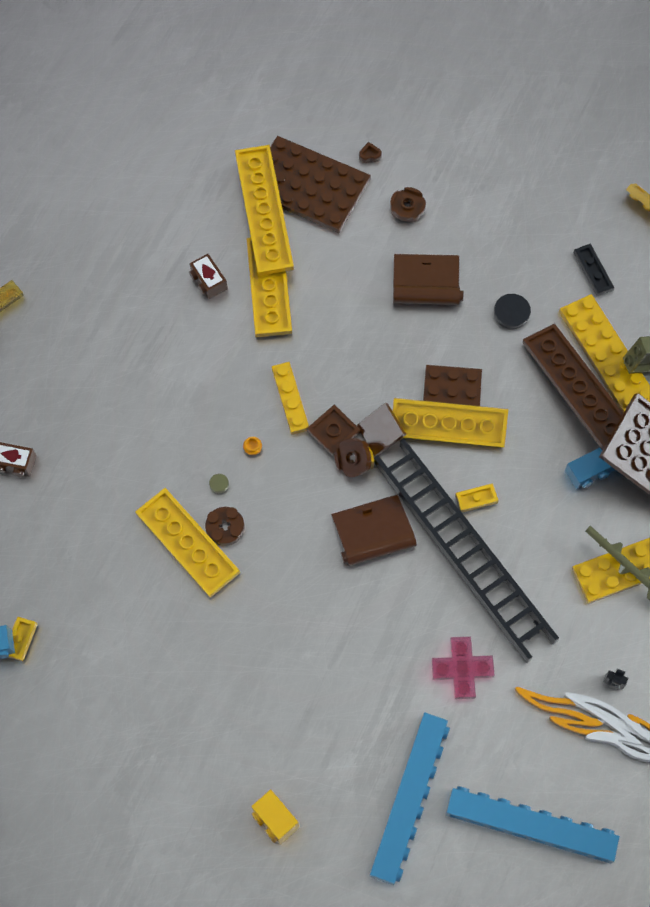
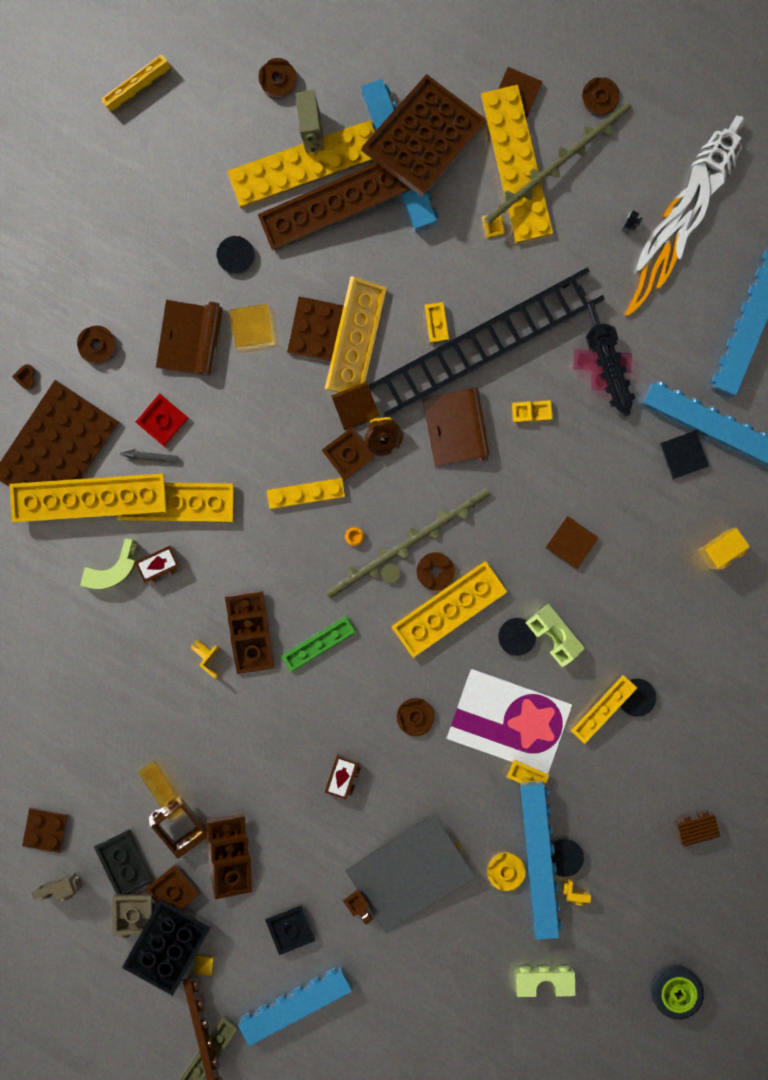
camera: 85 degrees left, 20 degrees up
(76, 523) = (415, 716): none -> reddish brown tile
(76, 617) = (509, 721): none -> sticker
(93, 708) = (604, 709): none -> yellow plate
(108, 745) = (641, 700): none -> black tile
(124, 328) = (207, 655): none -> yellow bracket
(144, 426) = (318, 644): none -> bright green tile
(150, 362) = (249, 631): none -> reddish brown slope
(164, 613) = (516, 637): none -> black tile
(181, 639) = (565, 643): none -> yellowish green arch
(196, 243) = (114, 576): none -> yellowish green arch
(257, 501) = (402, 549): none -> olive plant
(267, 658) = (572, 542): none -> reddish brown tile
(309, 260) = (132, 454): none -> dark grey piece
(345, 267) = (162, 420): none -> red tile
(374, 767) = (684, 454): none -> black tile
(400, 603) = (532, 411): none -> yellow slope
(446, 332) = (251, 325): none -> clear yellow tile
(484, 661) = (602, 340): none -> black bar
(584, 544) = (494, 228): none -> yellow slope
(593, 270) = (197, 163): black tile -> none

